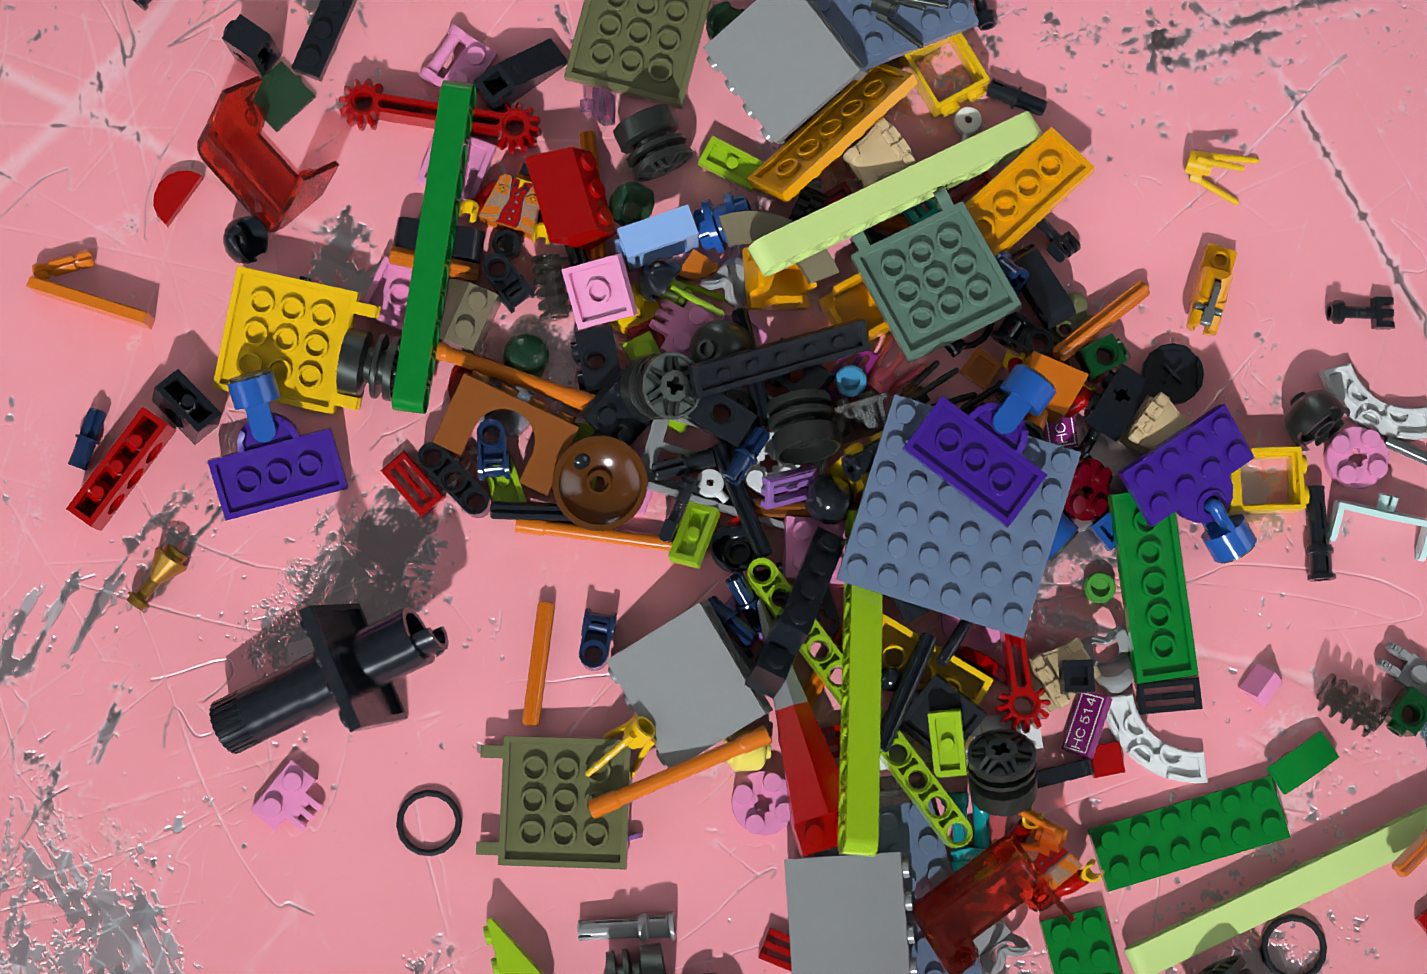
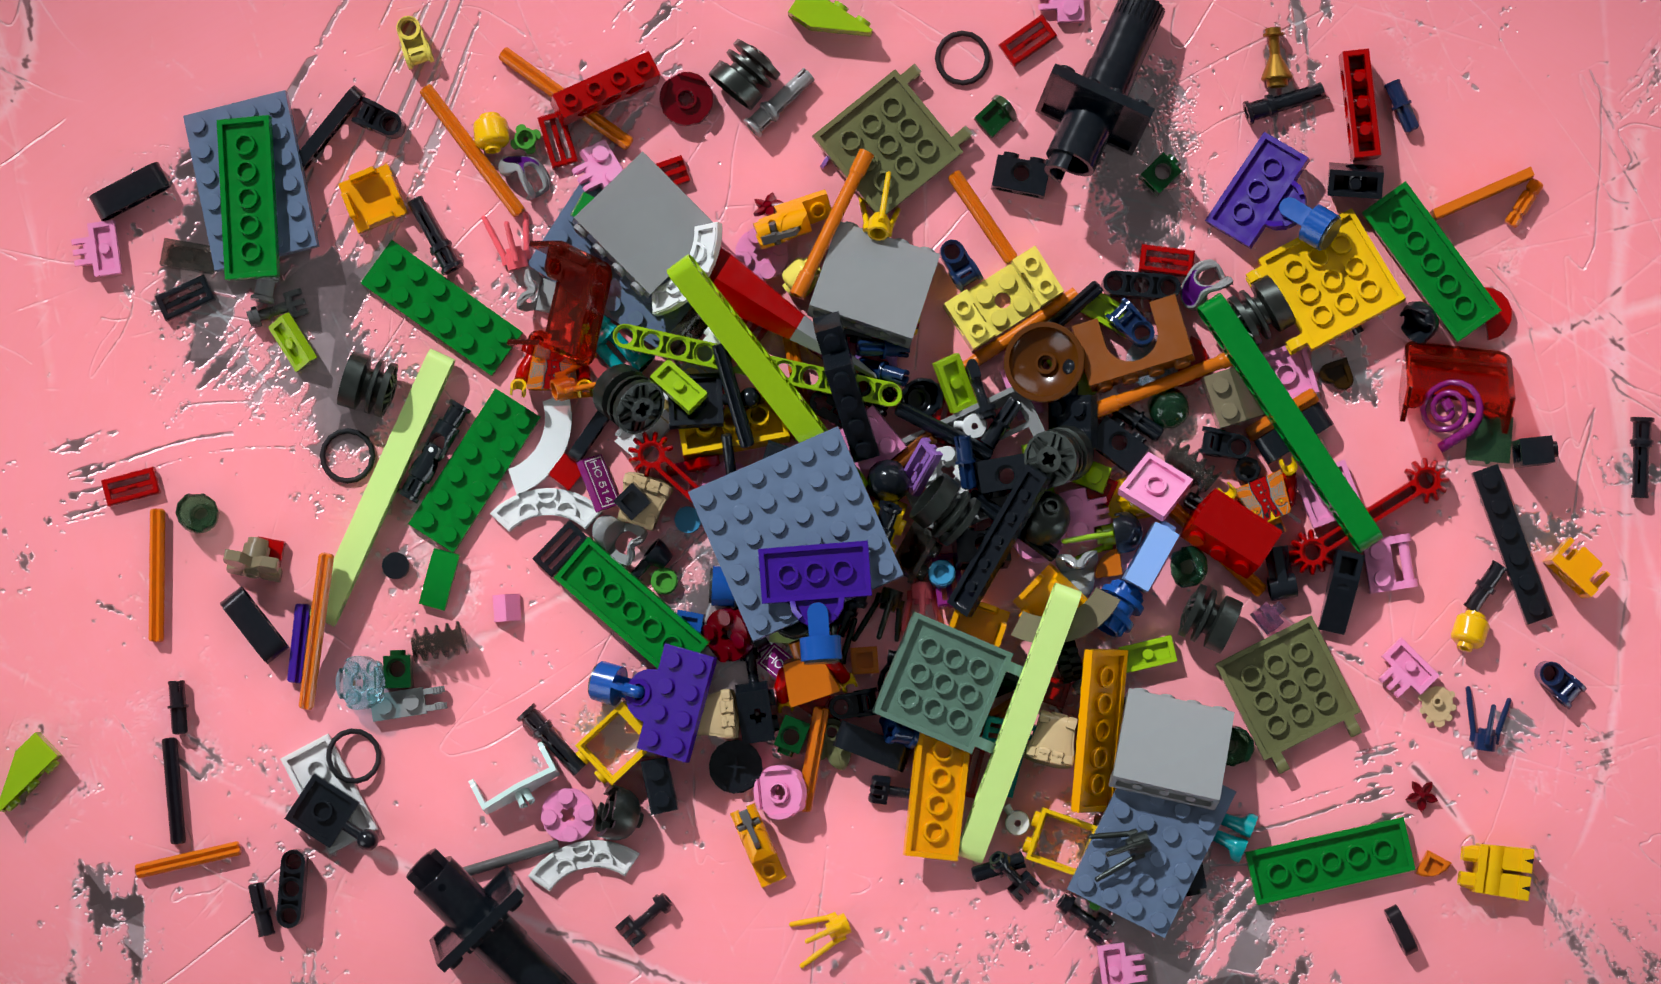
camera: 140 degrees right, 5 degrees up
(187, 282) = (1431, 262): none -> green plate
(198, 537) = (1272, 105): none -> black pin
(287, 148) = (1467, 430): none -> magenta piece
(355, 259) = (1337, 373): none -> dark brown tile
(360, 569) = (1156, 184): none -> dark green brick
(384, 789) = (1009, 53): none -> red tile
(415, 432) = (1194, 293): none -> light grey piece
(445, 743) = (996, 115): none -> dark green tile
(489, 679) = (1005, 181): none -> black brick
(552, 566) = (1024, 280): none -> light yellow plate
(561, 362) = (1140, 422): none -> black axle
(562, 127) = (1281, 580): none -> black piece
(710, 808) = (792, 219): none -> light orange plate
(720, 840) = (767, 205): none -> dark red plant
(822, 845) = (705, 251): none -> white tile
(1015, 93) = (1000, 862): none -> black hinge
(1037, 624) = (687, 520): none -> dark azure tile
(1088, 615) = (656, 555): none -> black bar
(1105, 793) = (550, 448): none -> white tile
(1138, 311) = (791, 782): none -> bright pink plate
(1229, 876) = (426, 464): none -> black piece
(1259, 409) = (659, 785): none -> black brick
(1331, 809) = (395, 565): none -> black tile

